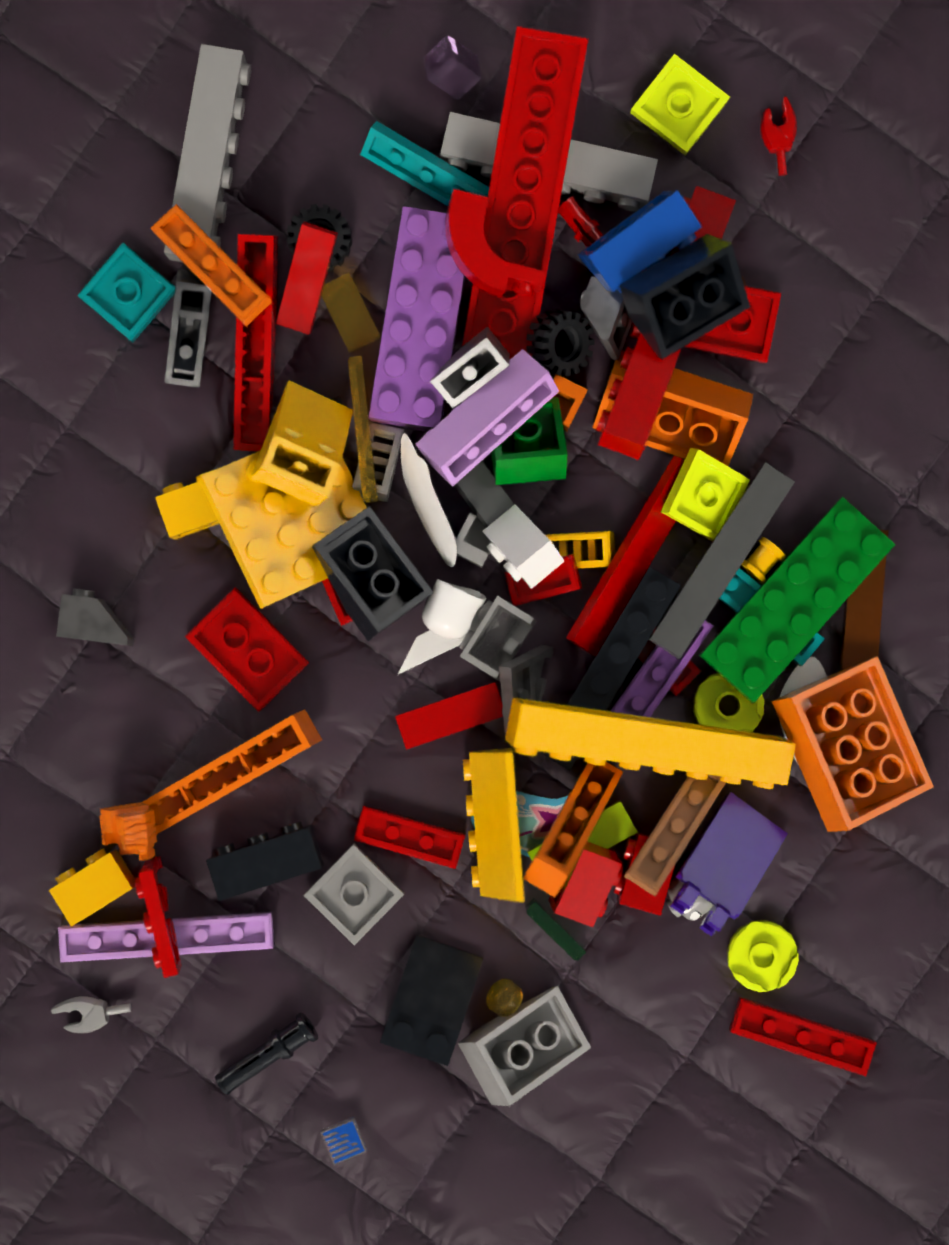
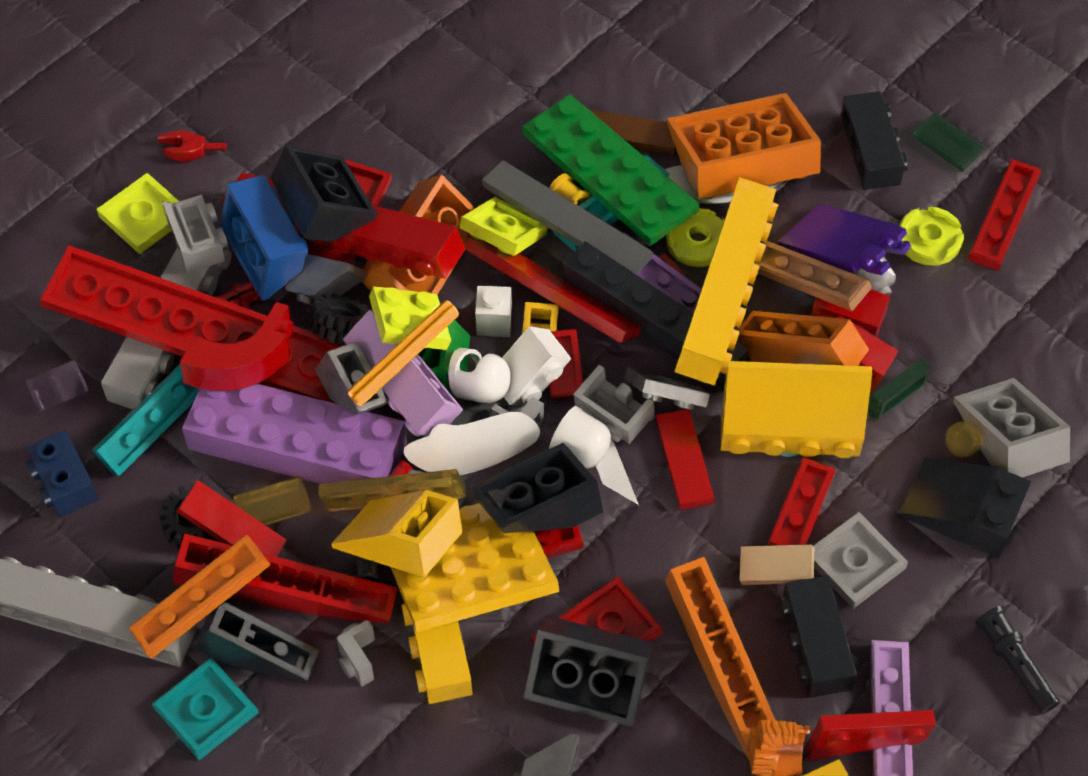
camera: 85 degrees left, 30 degrees down
(188, 422) = (353, 658): none -> light grey bracket
(196, 647) = (588, 670): none -> black slope
(336, 817) = (776, 564): none -> tan tile
(350, 97) = (62, 474): none -> dark blue brick
(391, 432) = (401, 469): none -> red piece
(491, 416) = (403, 353): none -> light orange axle
(498, 507) = (486, 383): none -> white helmet
(546, 414) = (401, 311): none -> neon yellow plate
(596, 499) = (493, 311): none -> white brick
(638, 167) = (195, 232): none -> light grey window
(880, 888) = (873, 140): none -> black brick
(895, 972) = (948, 142): none -> clear green tile

